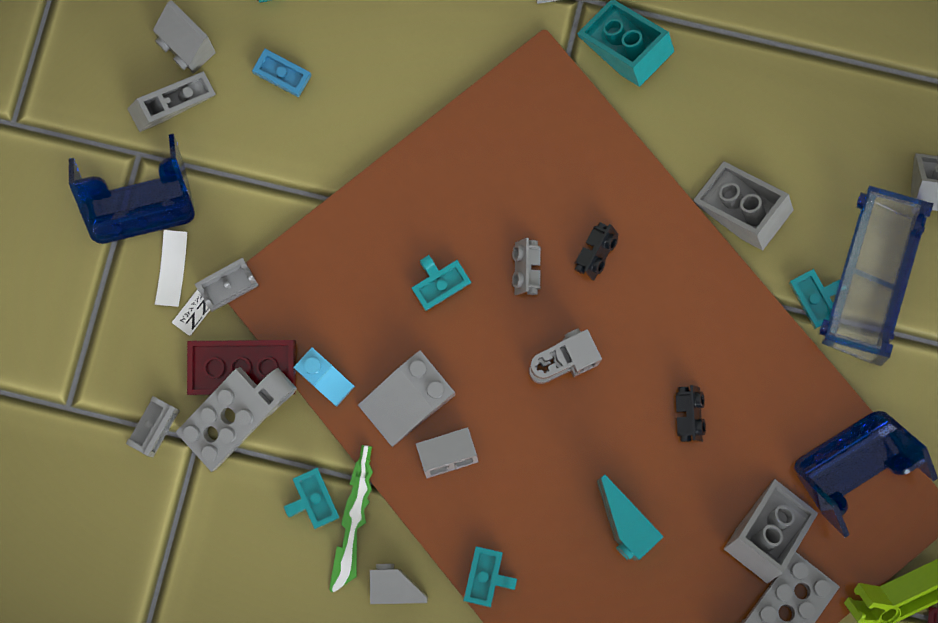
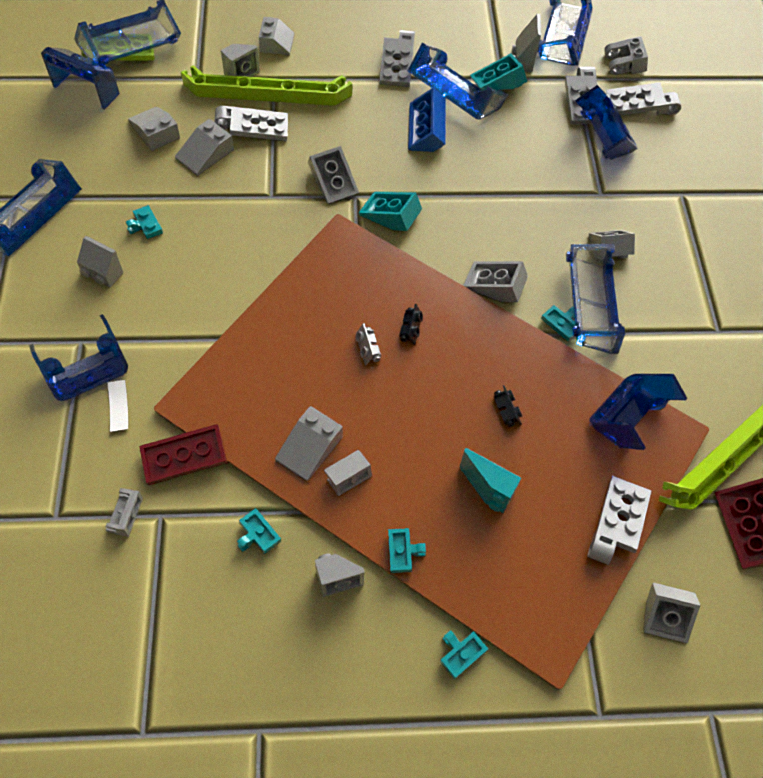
camera: 20 degrees left, 20 degrees down
(170, 101) = (95, 303): light grey slope -> none
(191, 314) = (140, 429): white sticker -> none
(226, 284) = (160, 401): light grey hinge -> none
(251, 407) = (195, 473): light grey hinge -> none
(281, 73) = (171, 272): dark azure plate -> none
(324, 376) = (244, 443): medium azure arch -> none
(354, 517) = (293, 570): bright green sword -> none
(440, 283) = (311, 367): teal plate -> none
(573, 354) = (419, 388): light grey brick -> none
(771, 532) = (591, 468): light grey slope -> none

